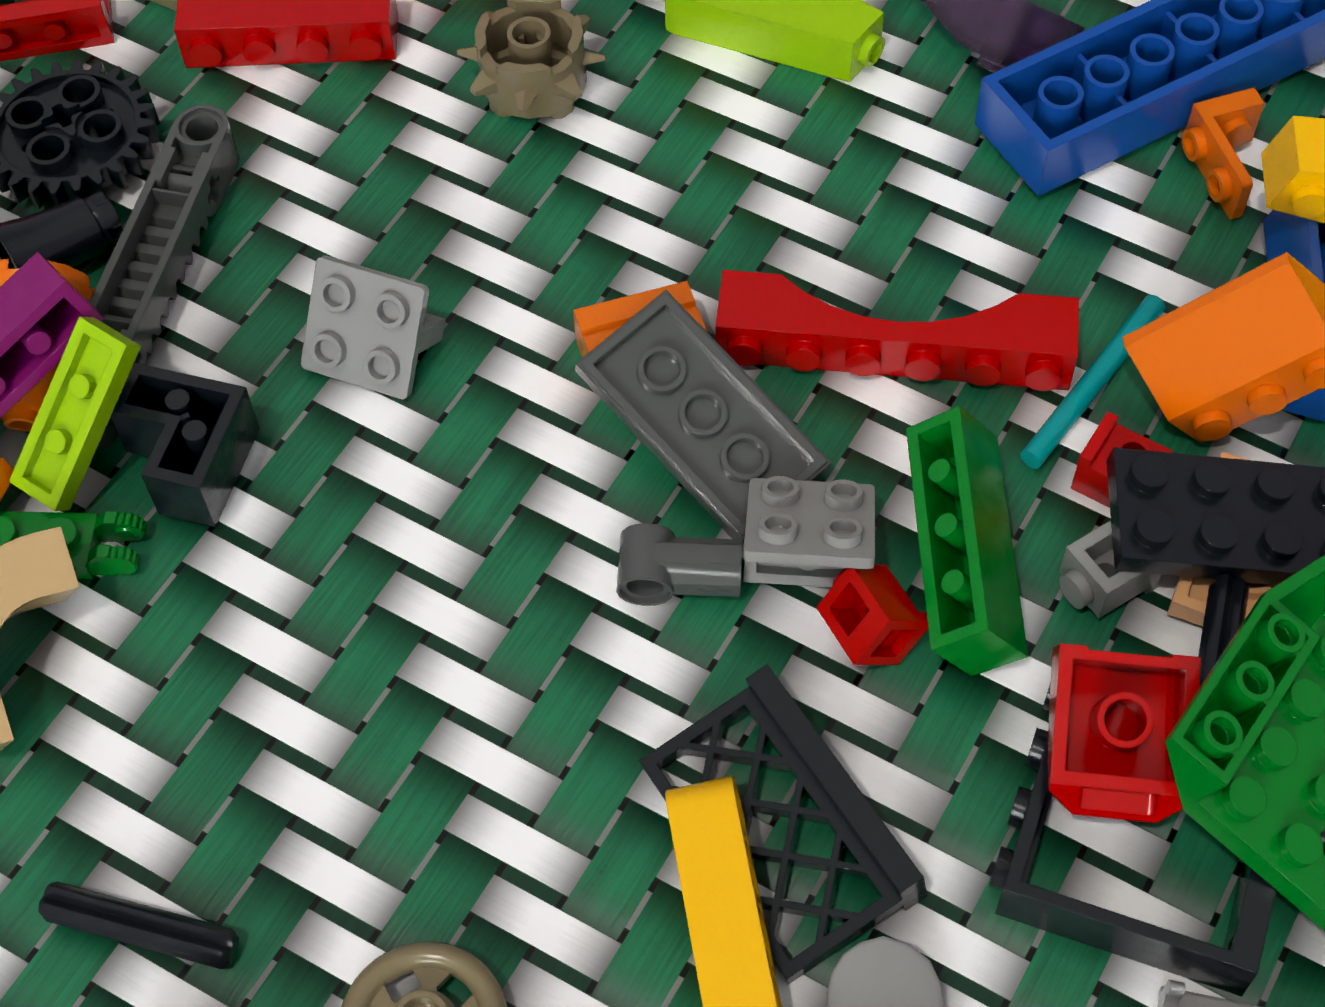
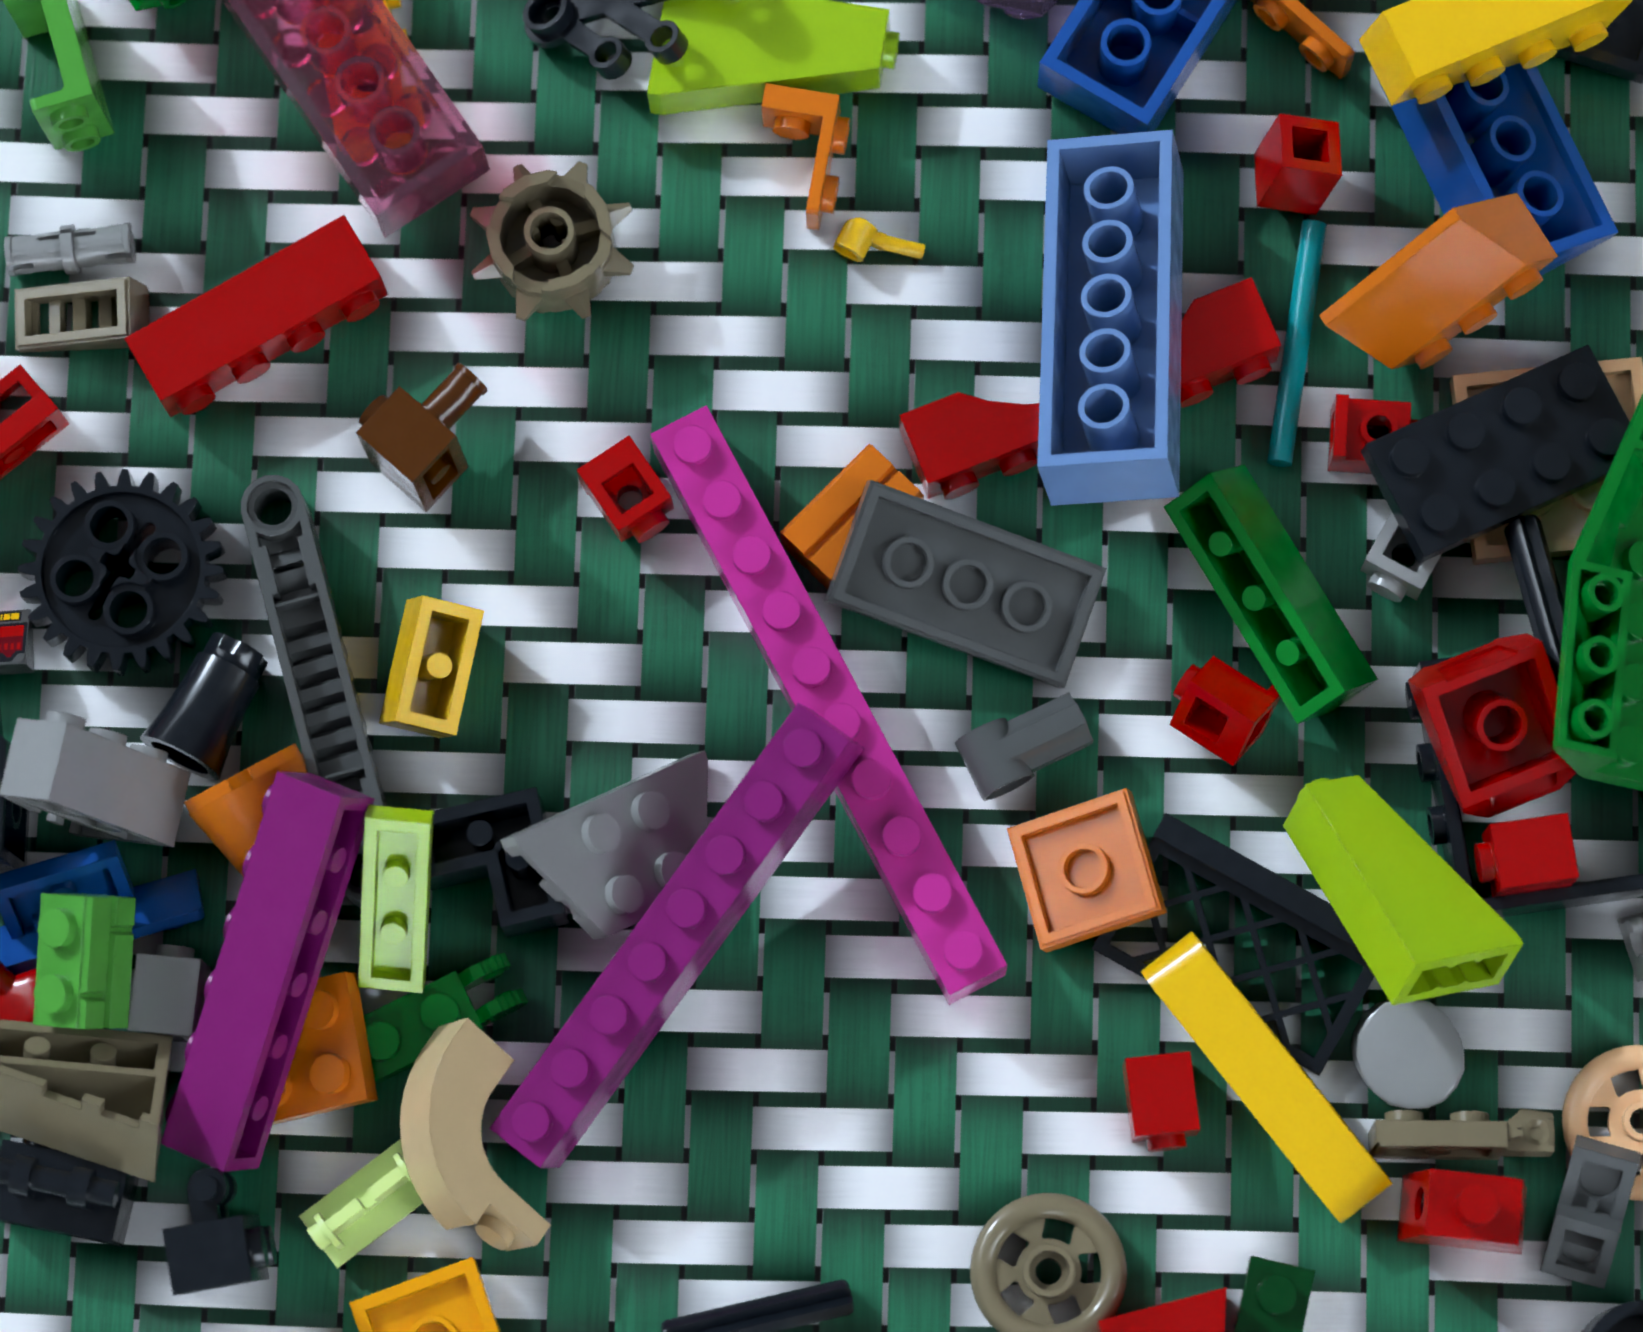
camera: 25 degrees left, 20 degrees up
(236, 282) = (431, 666): none -> yellow brick
(272, 555) = (676, 938): none -> magenta brick
(285, 474) = (619, 847): none -> light grey wing
(337, 129) = (414, 440): none -> reddish brown brick
(367, 327) = (589, 652): light grey bracket -> none
(474, 251) = (624, 470): none -> red brick
(529, 480) = (815, 675): none -> dark pink brick
(621, 918) = (1161, 1100): none -> red brick
(671, 689) = (1086, 870): none -> orange plate
(772, 158) = (860, 234): none -> yellow hand
(785, 75) = (802, 112): none -> orange bracket
(807, 530) = (1129, 654): light grey bracket -> none
(933, 266) = (1111, 319): none -> medium blue brick
(946, 842) = (1396, 895): none -> lime slope
(1094, 856) = (1527, 855): none -> red brick
(1162, 242) = (1297, 164): none -> red brick

